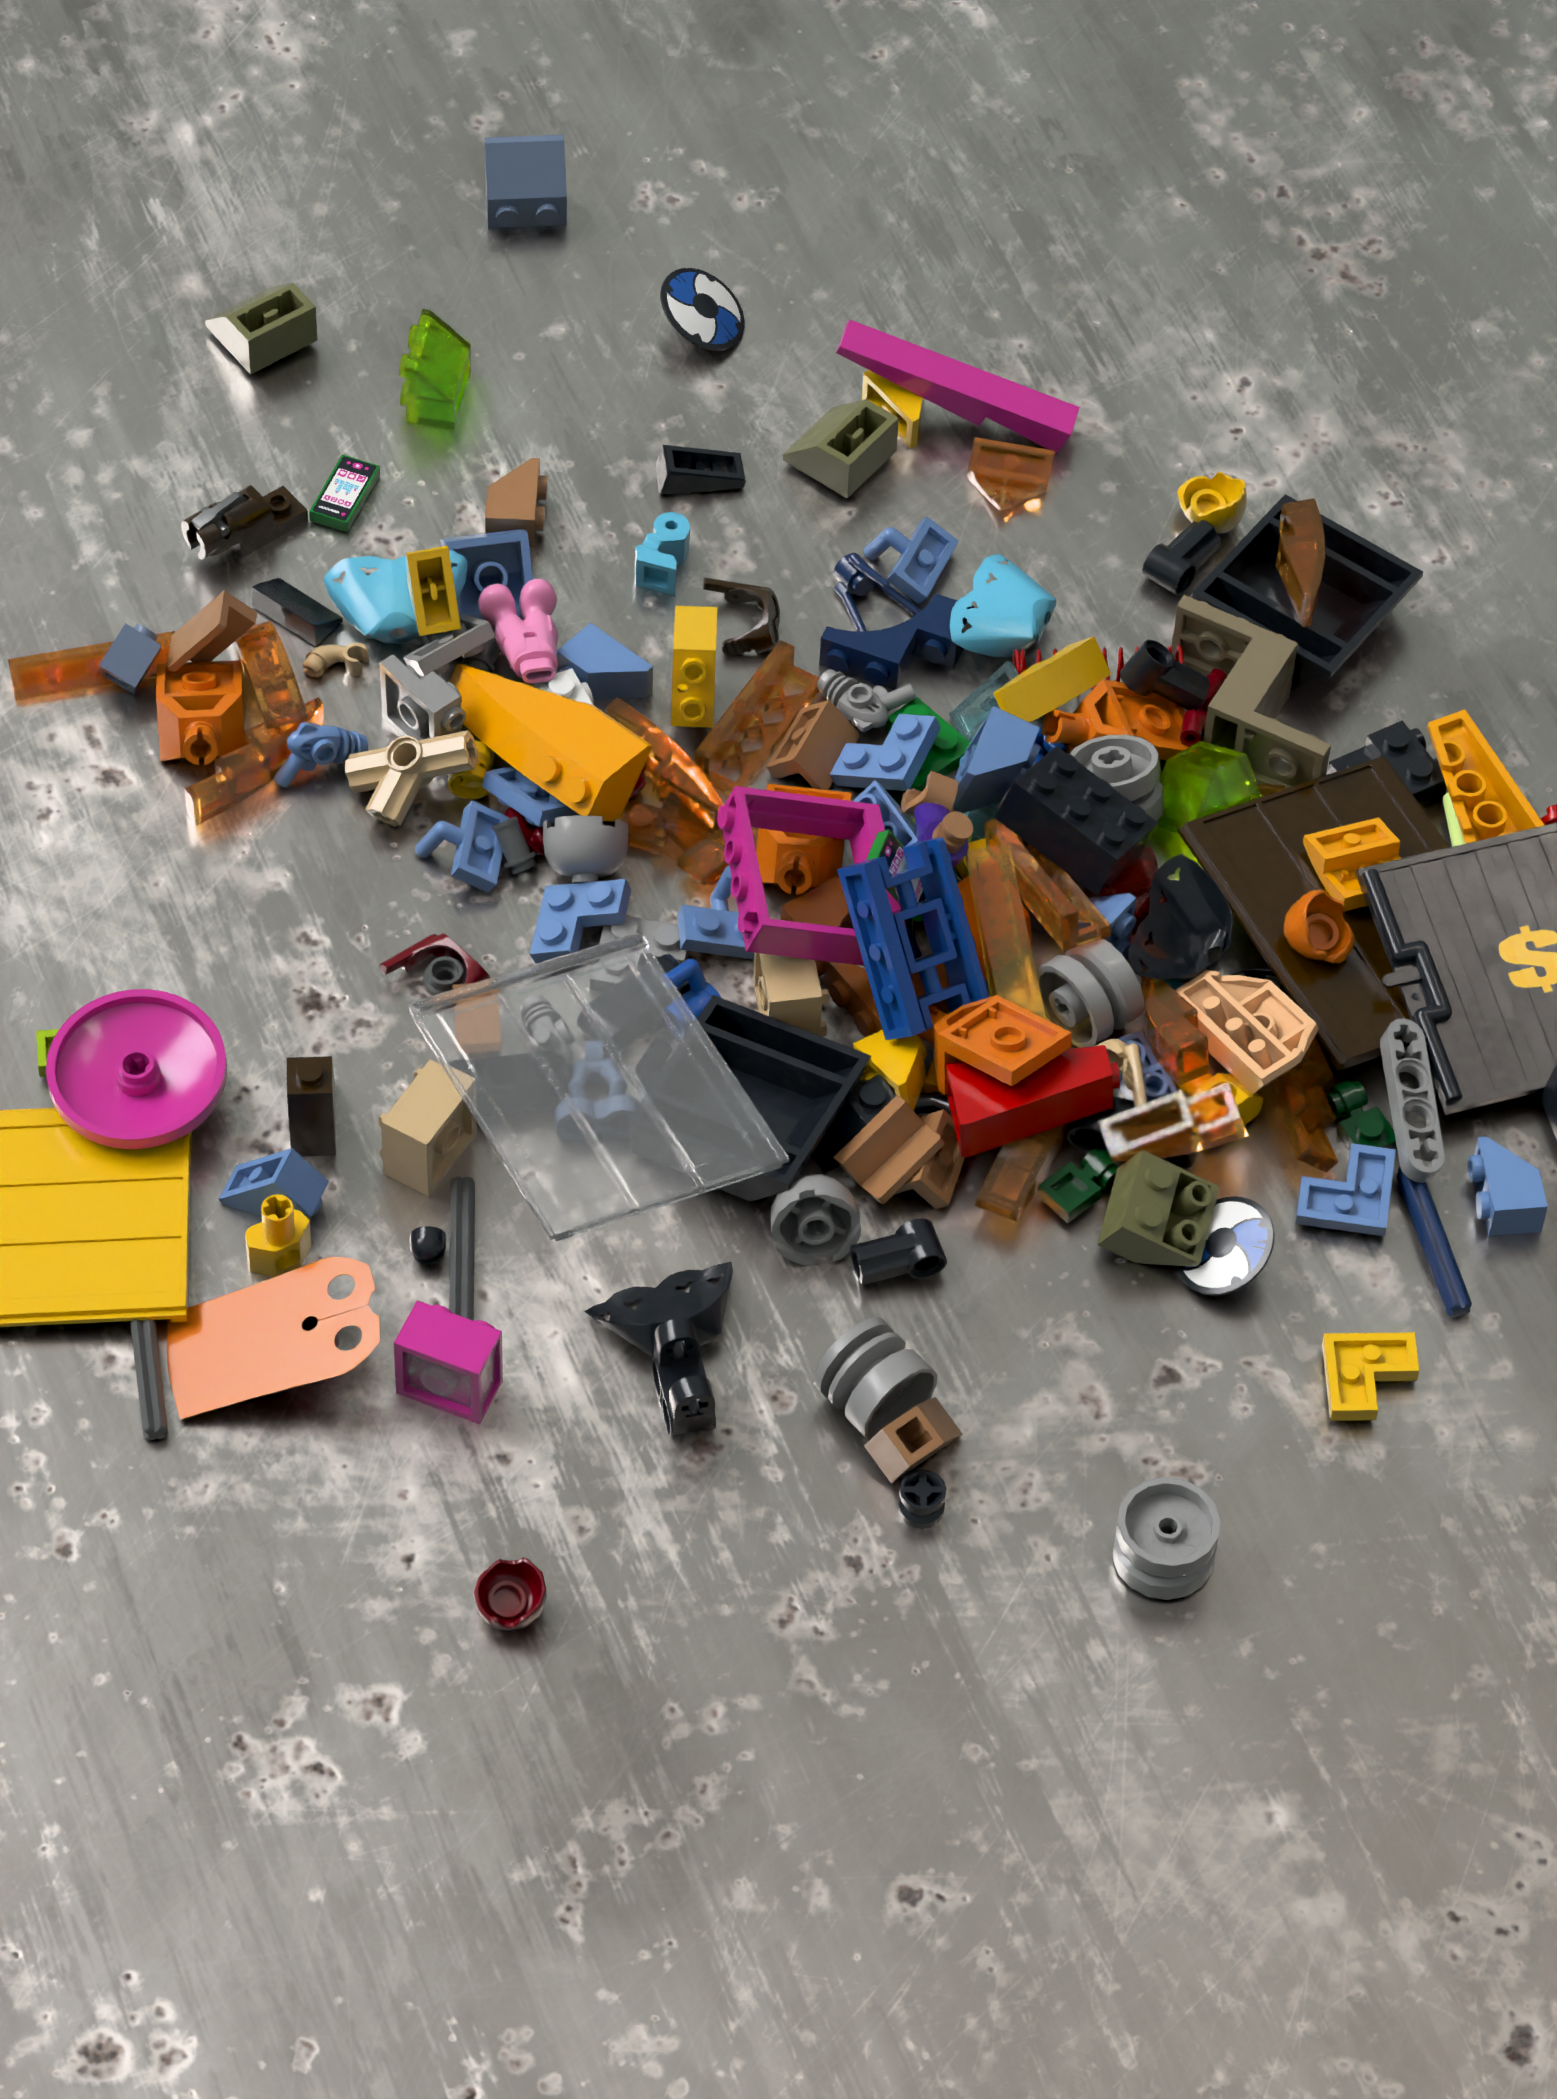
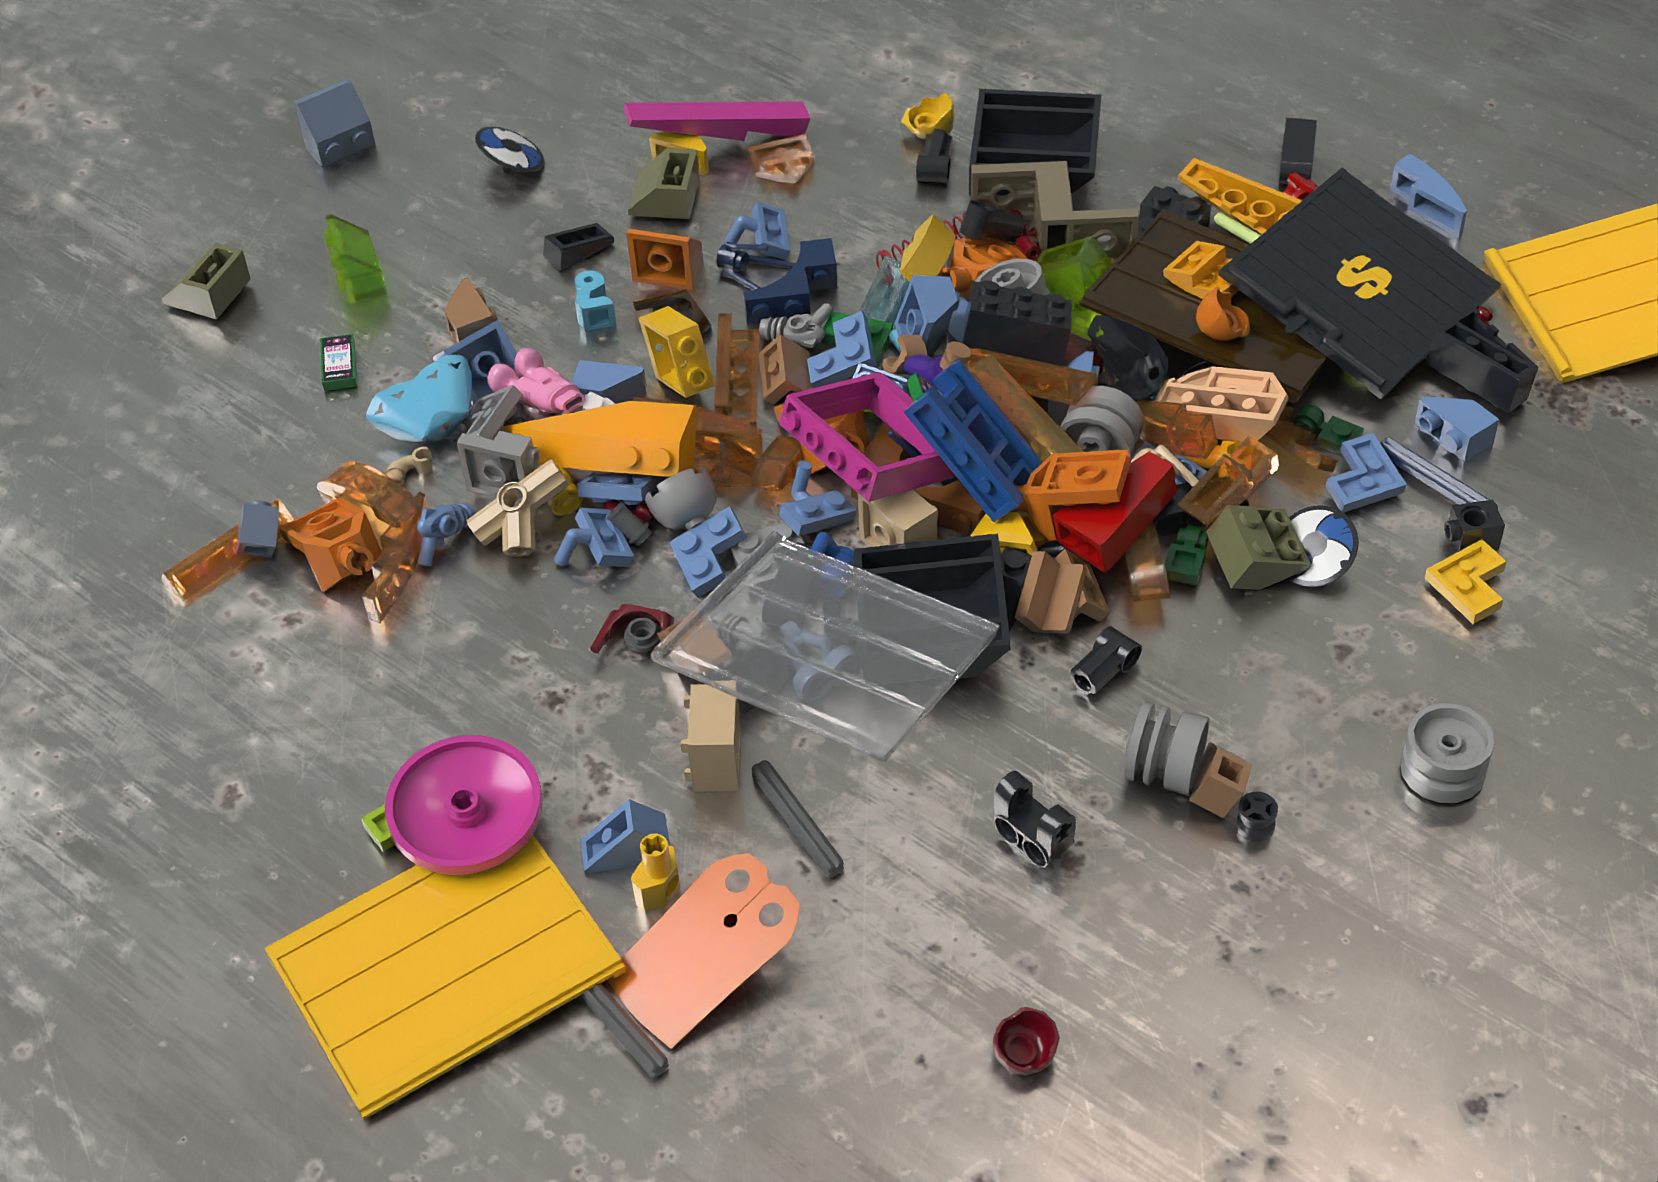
camera: 25 degrees left, 5 degrees down
(210, 631) = (309, 483): medium nougat panel -> none
(243, 522) = (279, 409): dark brown plate -> none
(294, 610) = (357, 449): black slope -> none
(311, 1105) = (614, 763): dark brown slope -> none
(427, 1244) = (767, 822): black hinge -> none
(432, 590) = (458, 382): yellow slope -> none
(448, 1361) = (854, 894): dark pink piece -> none
(702, 1305) = (974, 783): black piece -> none
(776, 540) = (664, 259): none -> orange slope
(815, 1220) = (1035, 664): light grey cylinder -> none
(1007, 610) = (855, 232): medium azure piece -> none
(1301, 556) = (1027, 114): clear orange slope -> none
(1417, 1100) = (1388, 424): light grey beam -> none
(1420, 1298) = (1474, 522): none -> black brick

